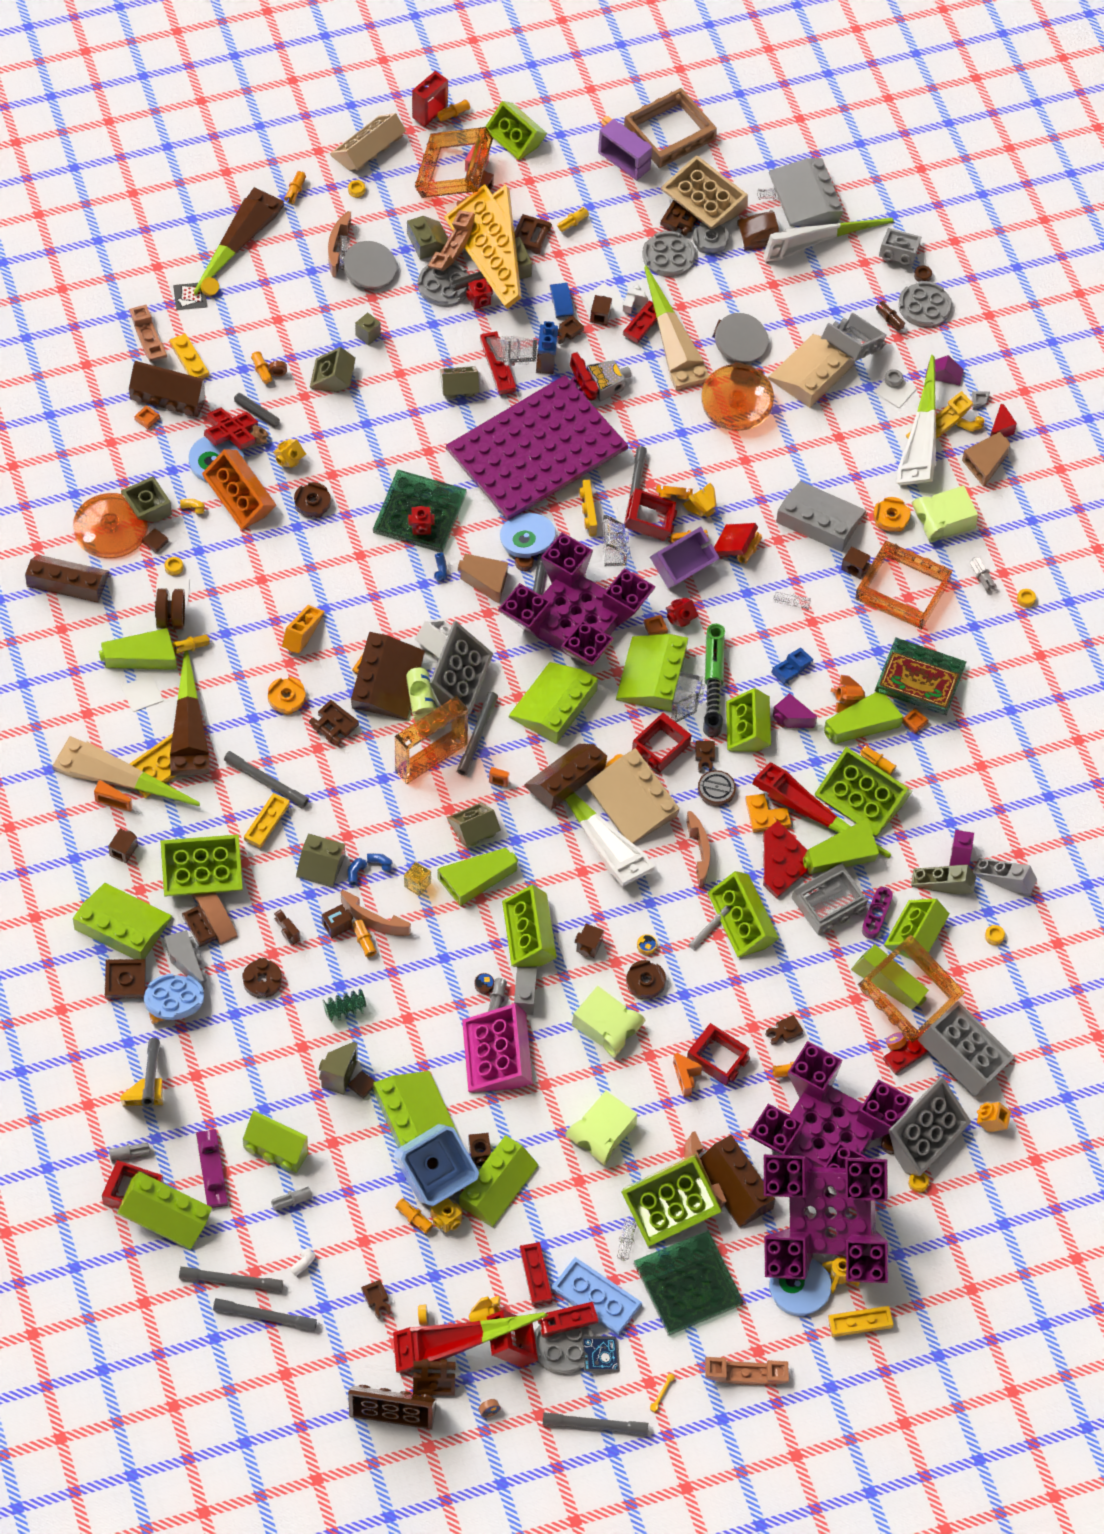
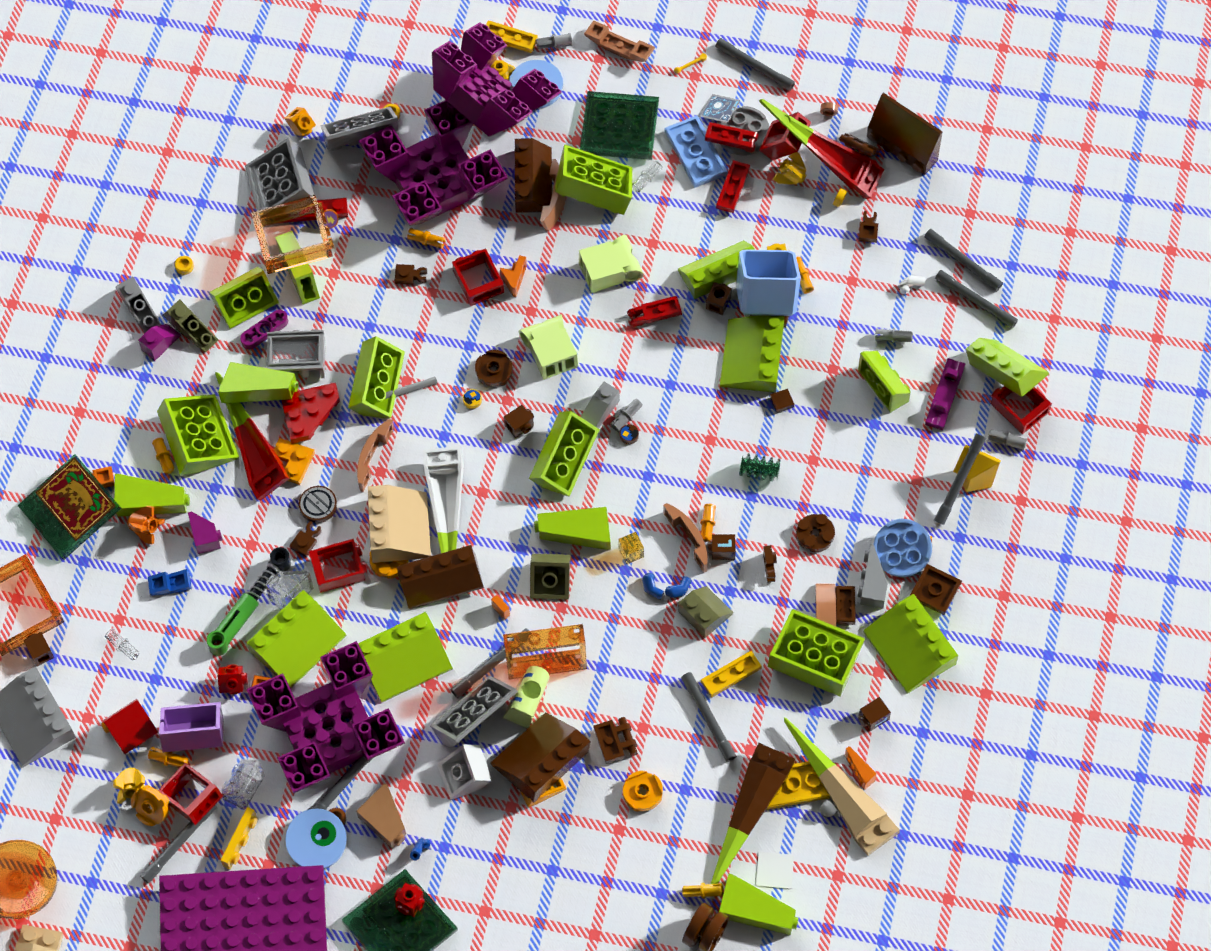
camera: 145 degrees left, 5 degrees up
(122, 753) = (827, 809): none -> light grey hinge
(302, 628) = (587, 851): light orange slope -> none
(338, 1068) = (796, 411): olive slope -> none
(497, 1050) = (655, 369): dark pink slope -> none
(531, 1108) = (655, 311): none -> red hinge
(748, 722) = (248, 545): lime slope -> none
(812, 1340) = (554, 41): none -> light grey axle

